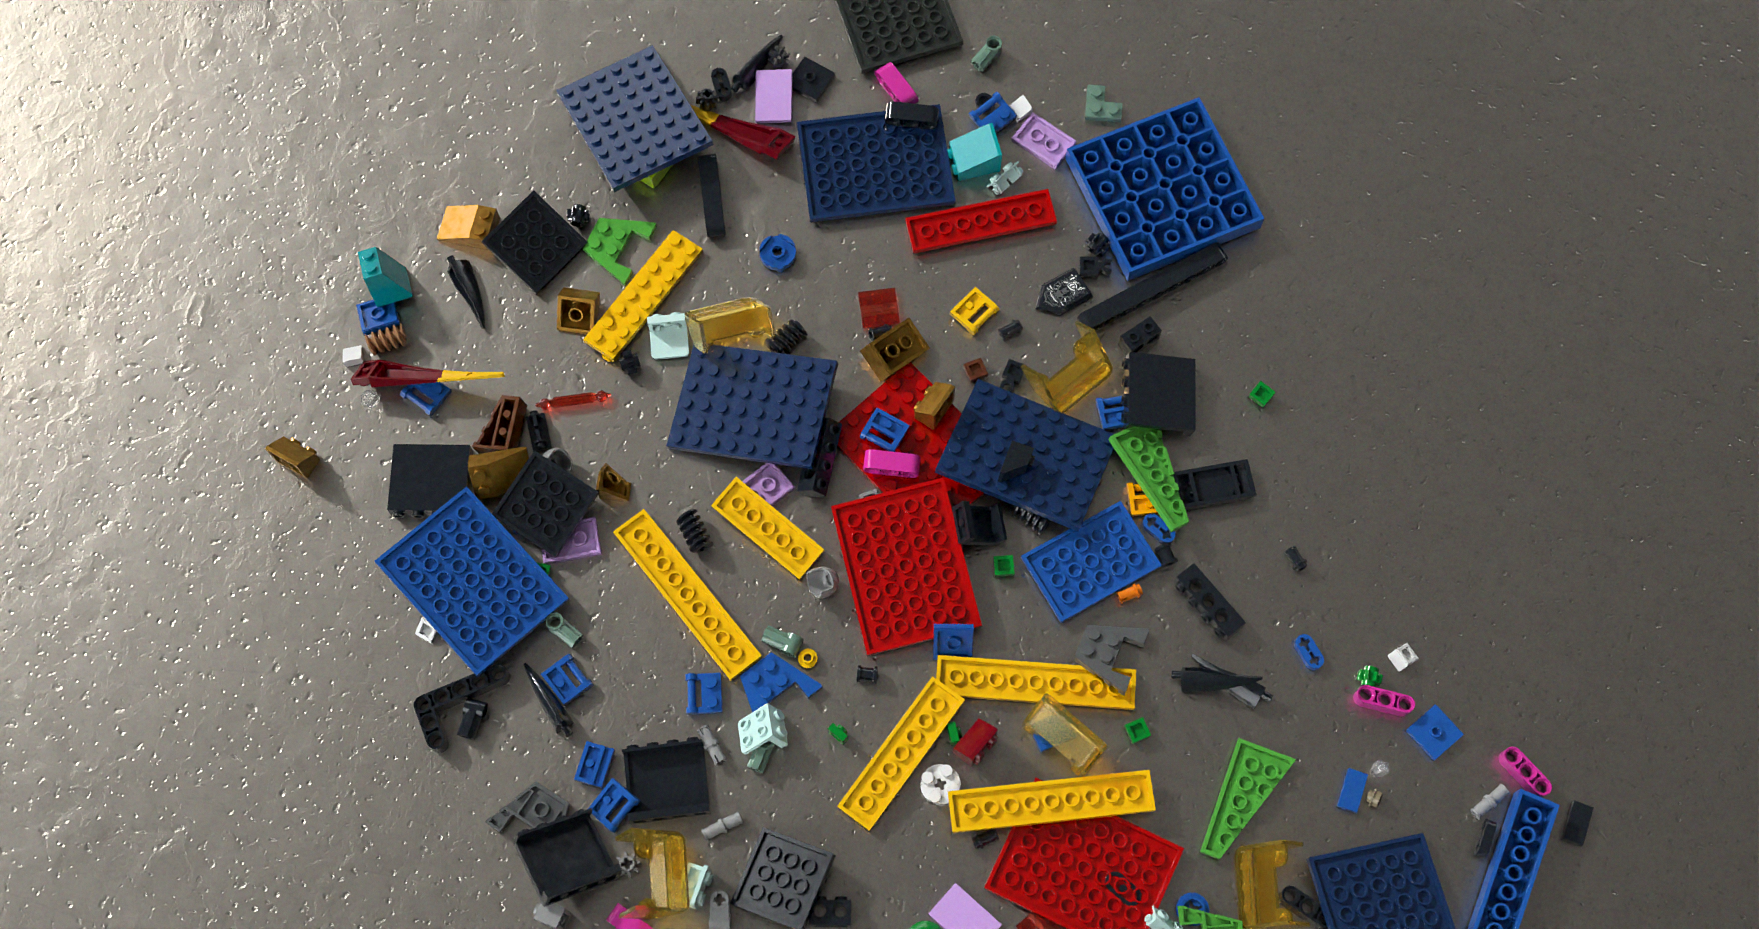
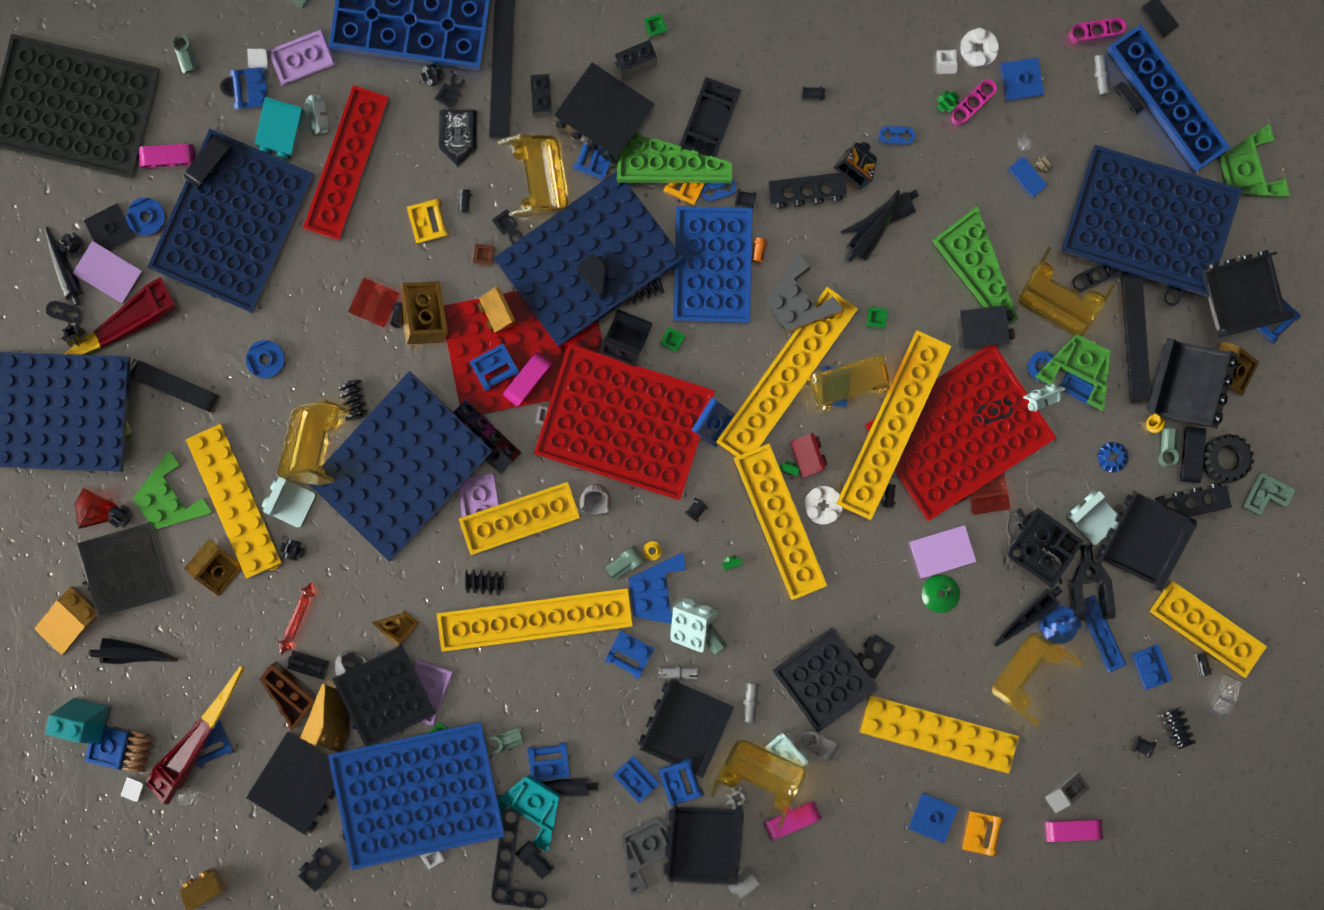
camera: 60 degrees left, 15 degrees up
(363, 545) = (323, 872): none -> black brick
(522, 688) = (536, 803): none -> teal wing
(571, 192) = (91, 509): none -> clear red slope
(837, 90) = (144, 227): none -> blue plate
(1194, 833) = (987, 327): none -> black panel
(1221, 391) = (636, 60): none -> black panel
(1260, 629) = (857, 164): none -> black torso
(1442, 669) = (979, 58): none -> white plate

